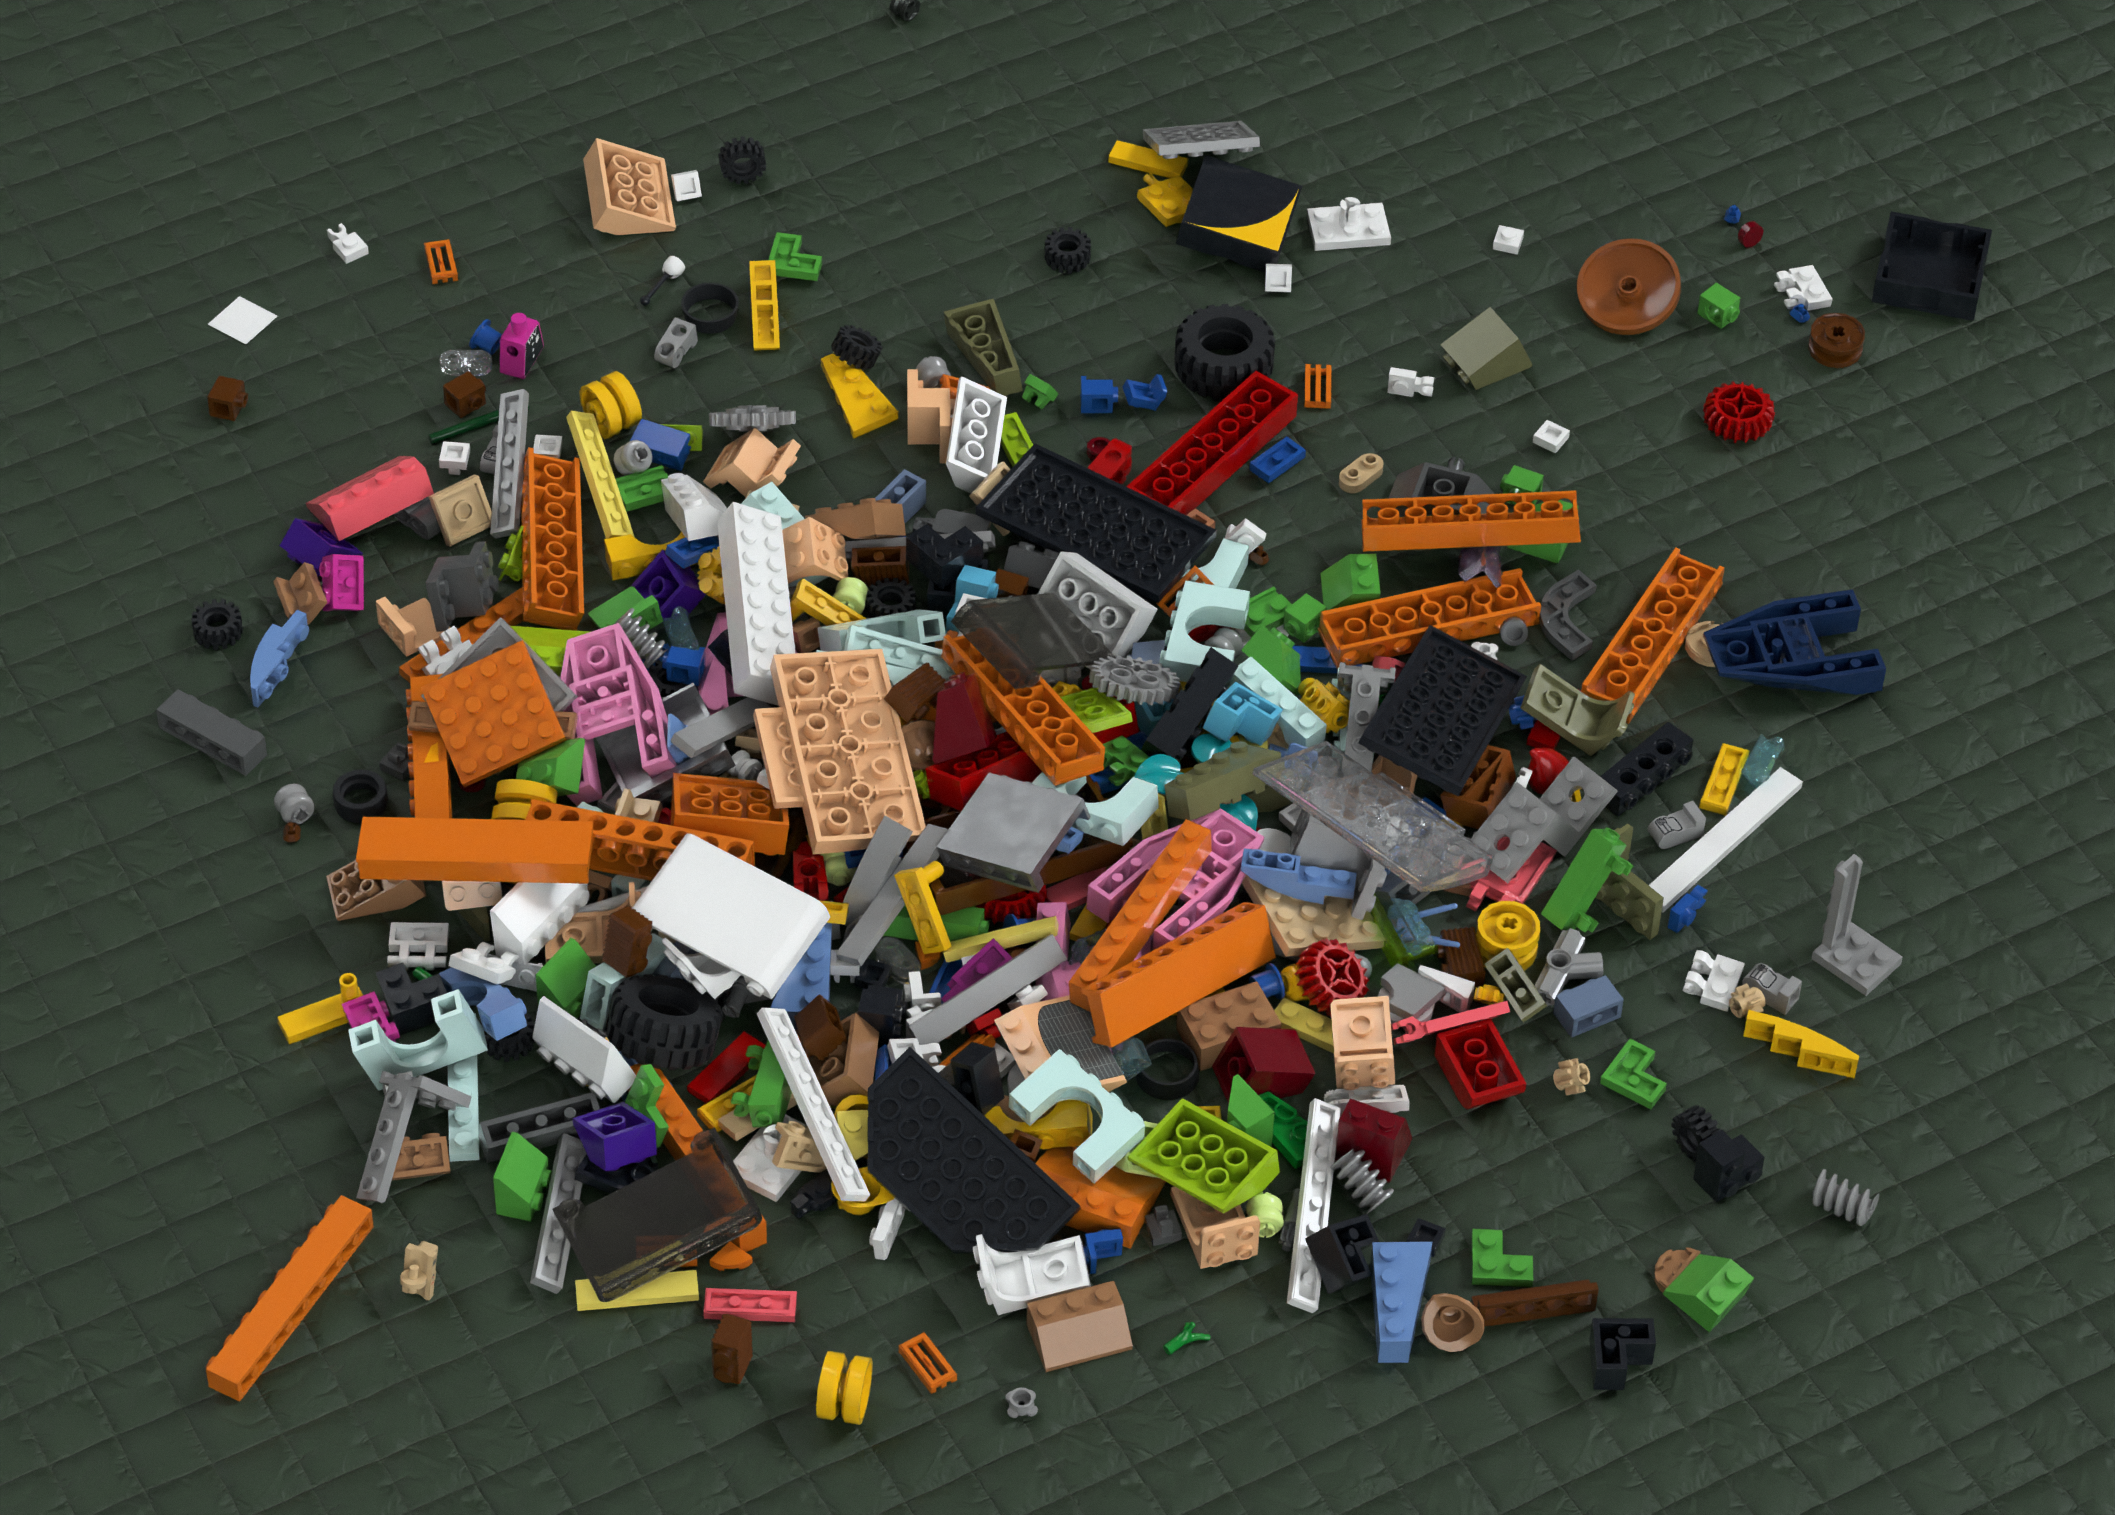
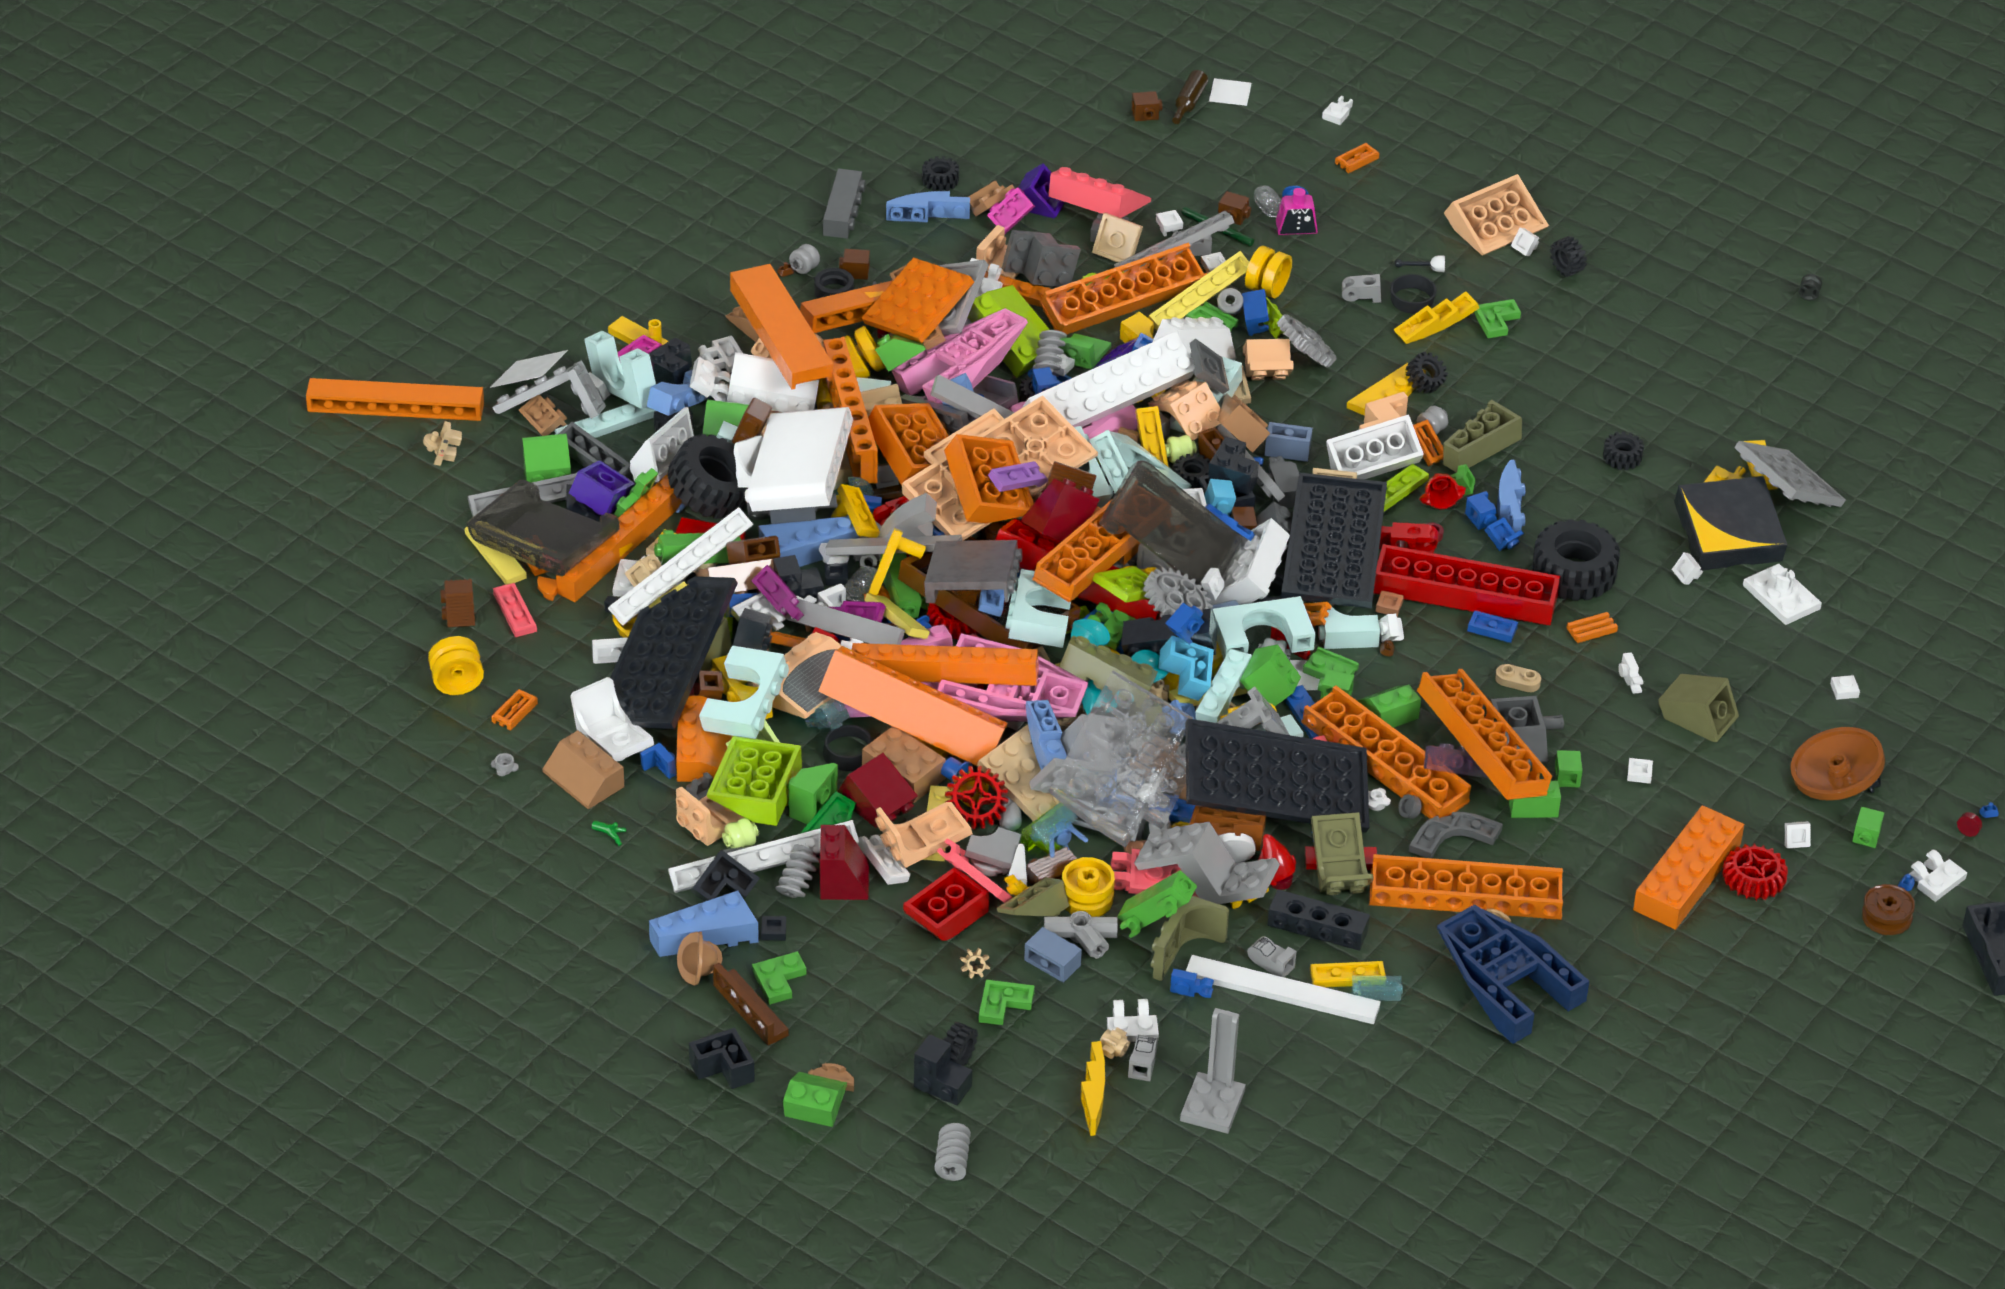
camera: 65 degrees right, 5 degrees down
(234, 353) = (1190, 94): none -> dark brown piece
(333, 759) = (856, 262): none -> reddish brown brick
(334, 1137) = (529, 368): none -> white sticker
(771, 503) = (1209, 366): none -> dark grey plate
(871, 760) = (970, 463): none -> orange slope
(893, 730) = (1017, 476): none -> medium lavender plate
(909, 1030) = (777, 592): none -> magenta hinge
(1048, 411) = (1442, 491): none -> red hat
(1050, 587) = (1242, 531): none -> blue tile
(1079, 360) = (1510, 496): none -> medium blue slope
(1115, 644) = (1213, 583): none -> white plate
(1218, 677) = (1185, 622): none -> blue brick
(1701, 360) = (1797, 834): none -> white tile
(1711, 456) = (1688, 867): none -> orange brick

